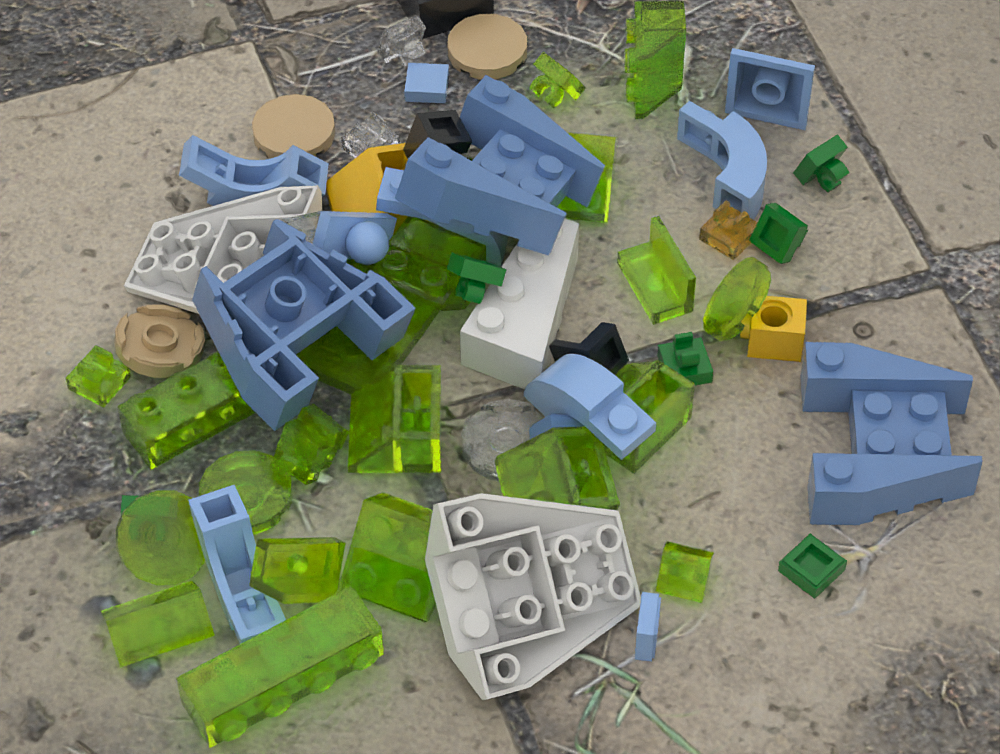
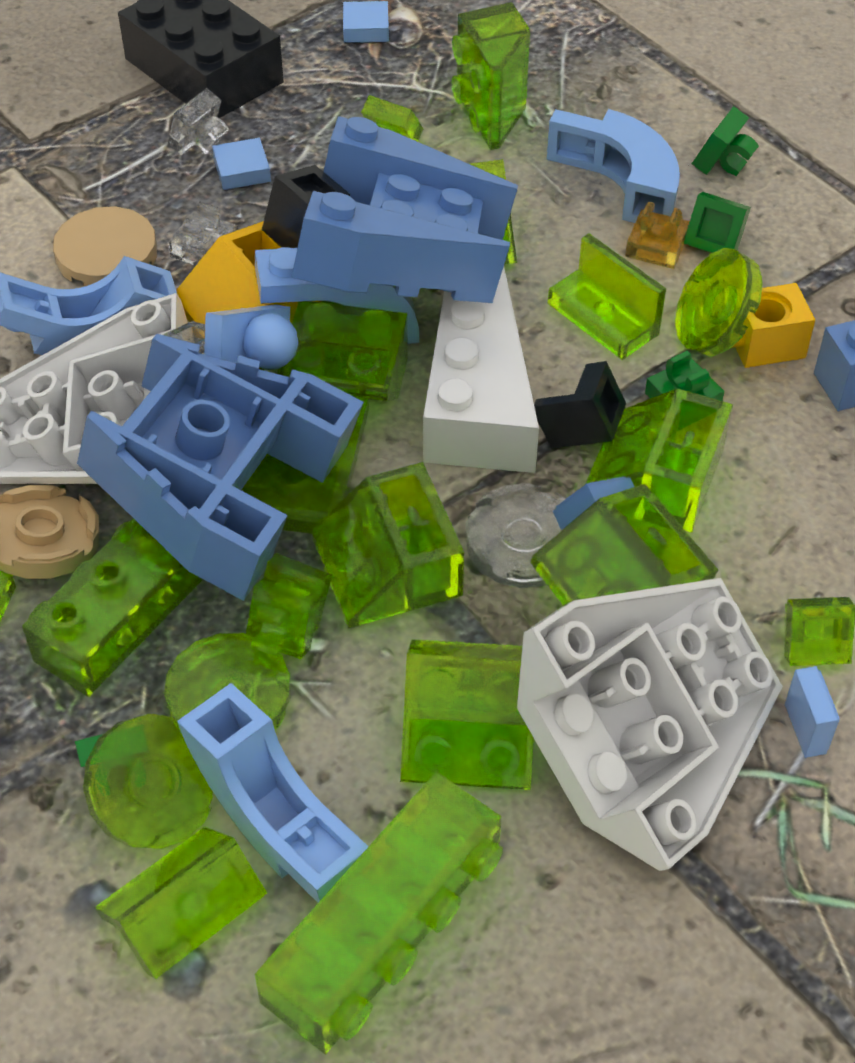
camera: 20 degrees left, 0 degrees up
(299, 569) = (355, 772): clear neon green panel -> none
(474, 275) = (416, 348): green tile -> none
(487, 46) = (292, 111): tan tile -> none
(595, 399) = (626, 448): light blue arch -> none
(769, 88) = (633, 76): light blue slope -> none

